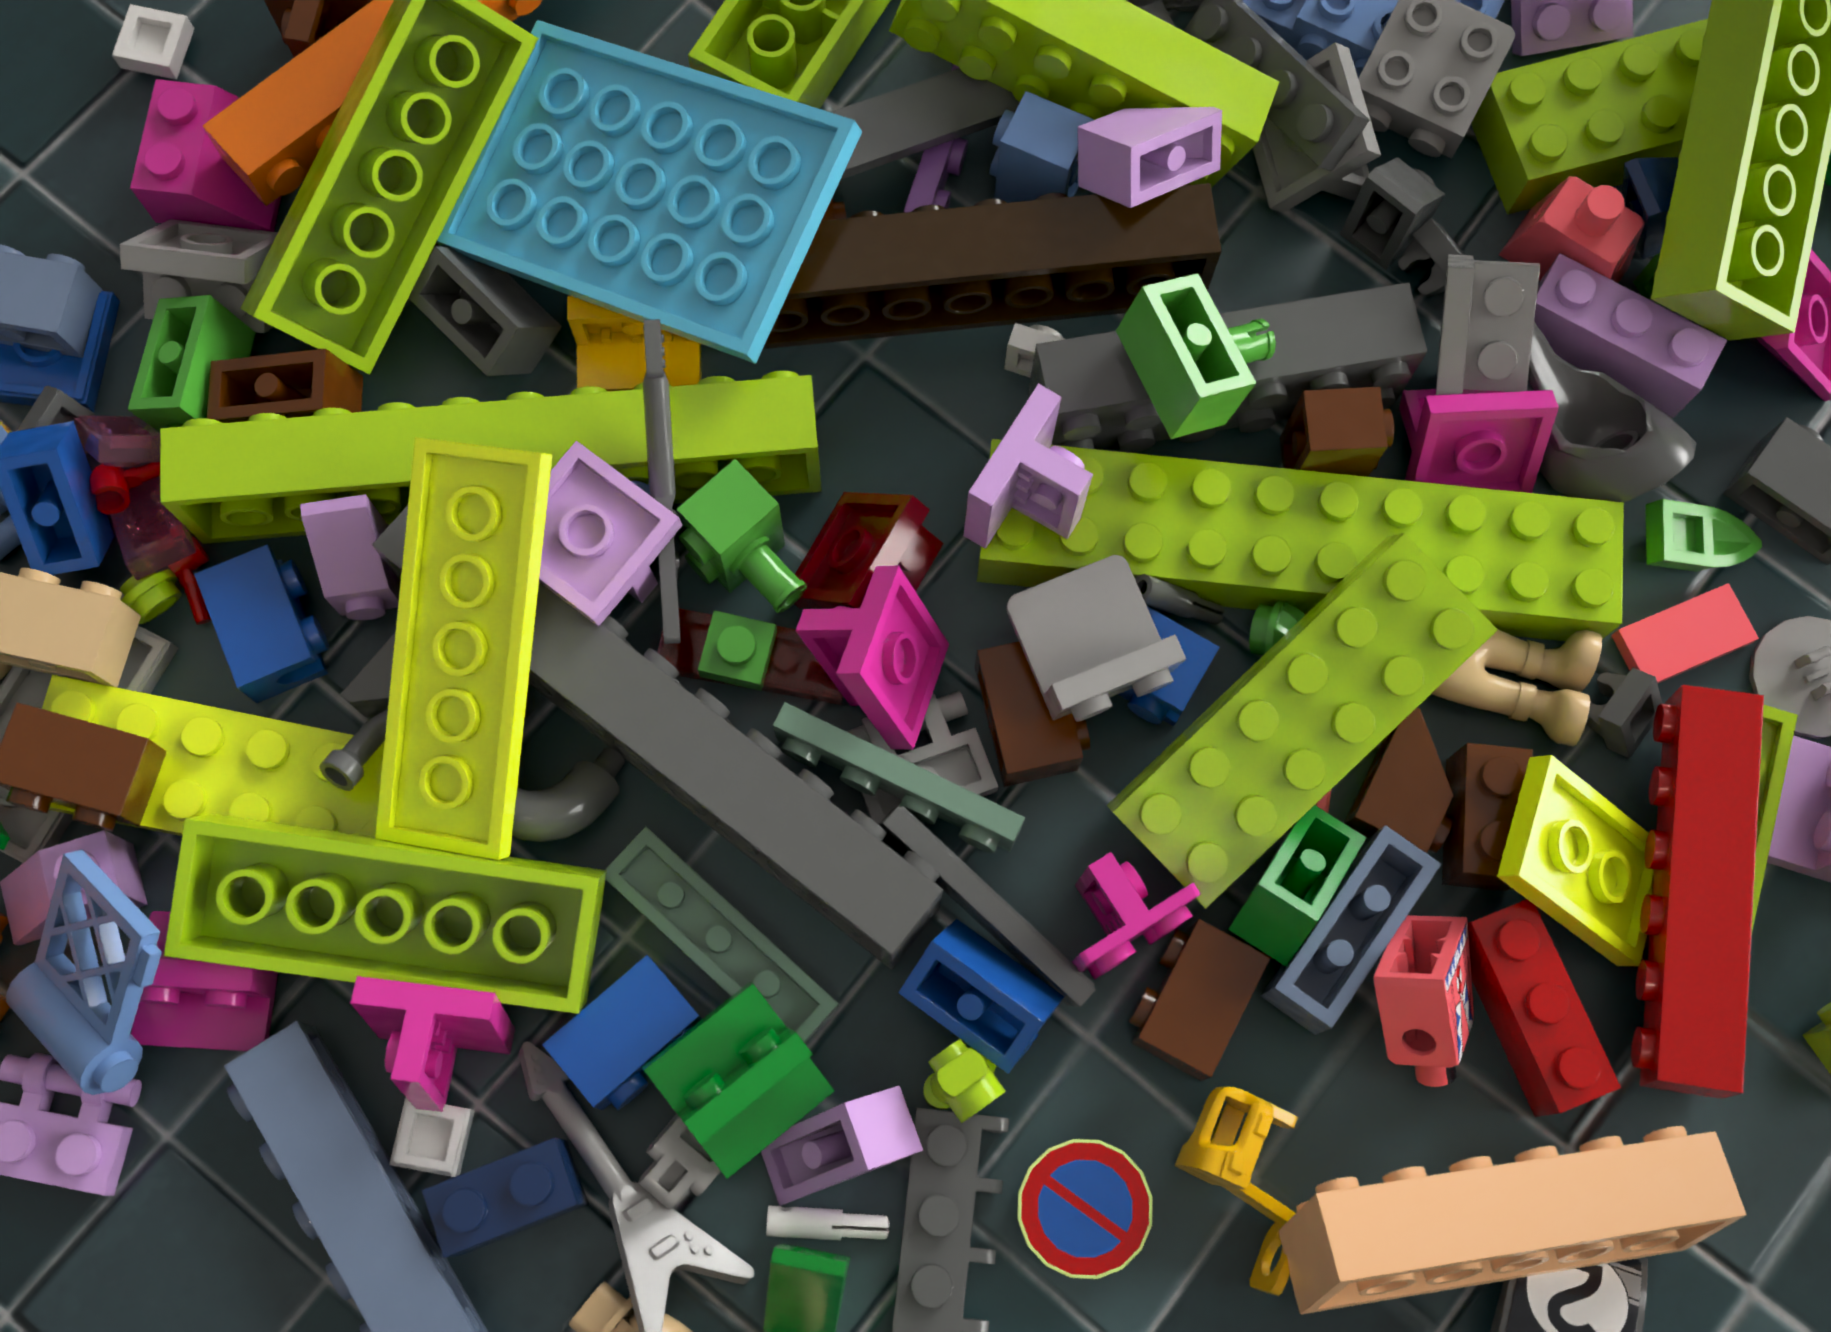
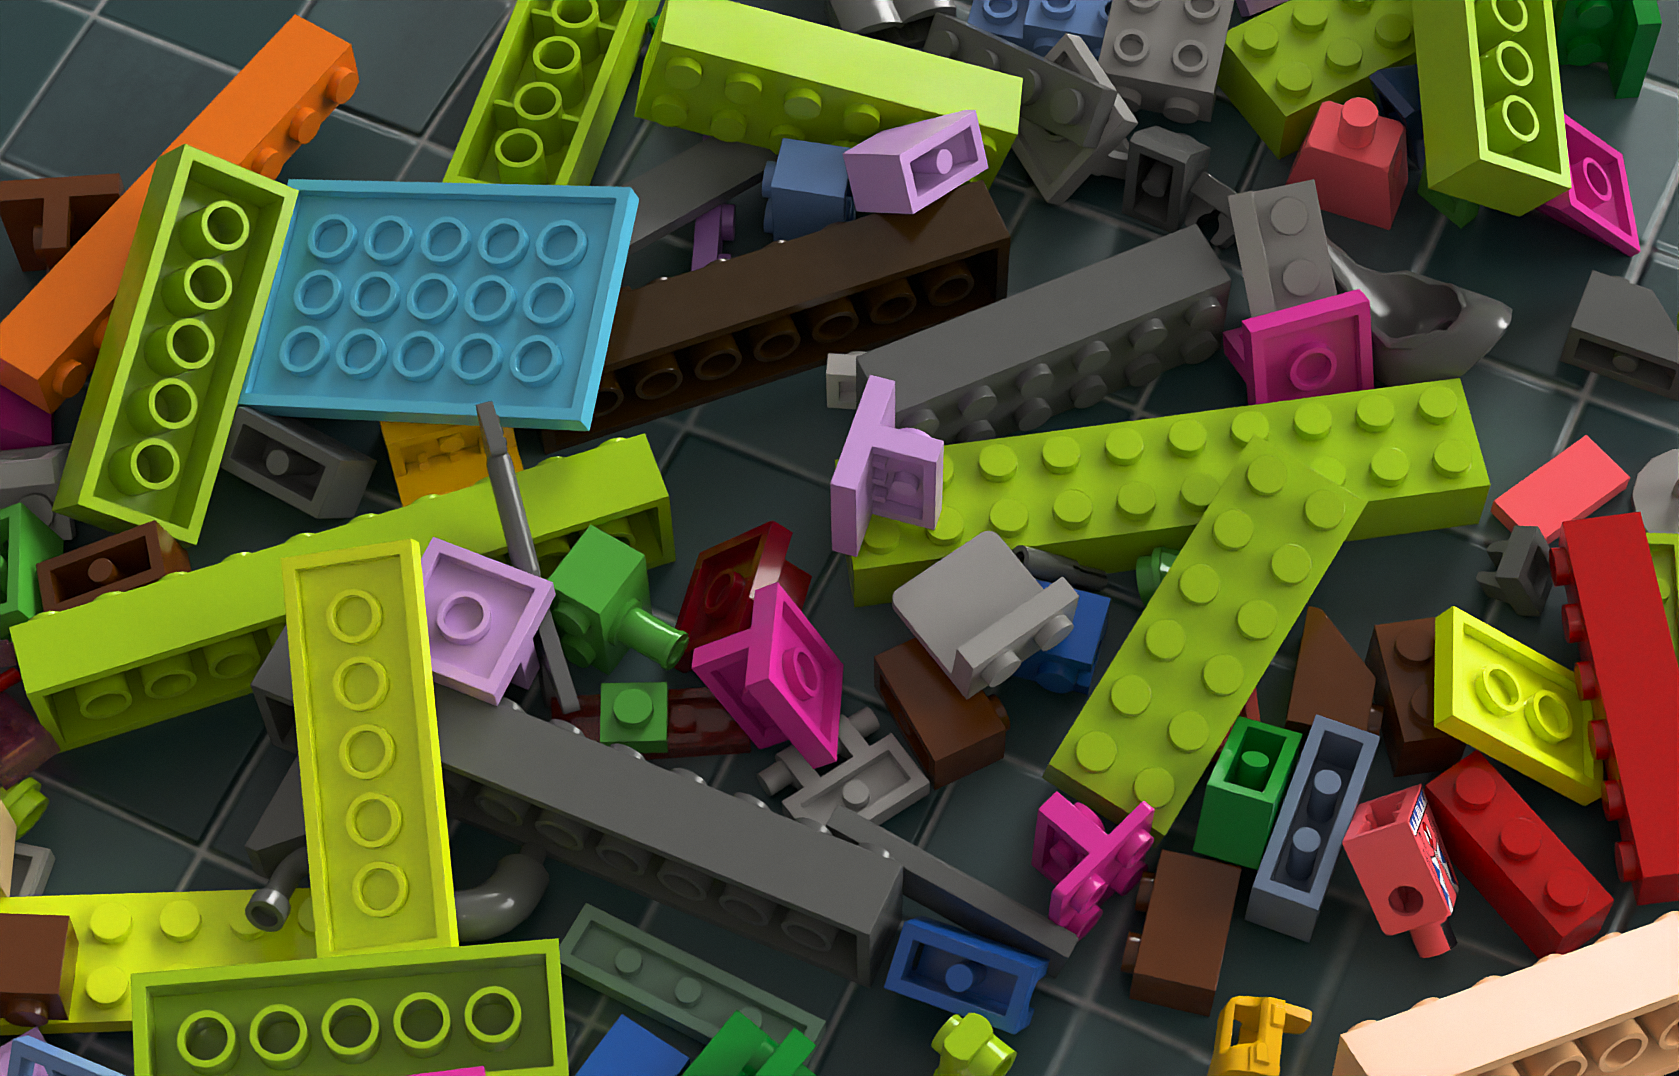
camera: 10 degrees left, 15 degrees down
(184, 572) = (46, 775): red hand -> none
(263, 623) = (144, 806): blue brick -> none
(347, 564) = (224, 715): lavender slope -> none
(873, 768) = (811, 785): sand green plate -> none
(1189, 356) = (1005, 325): bright green brick -> none
(1337, 431) = (1168, 374): reddish brown brick -> none
(1567, 668) = (1357, 573): tan piece -> none
(1624, 335) = (1418, 233): lavender brick -> none
(1696, 536) = (1542, 400): bright green plate -> none

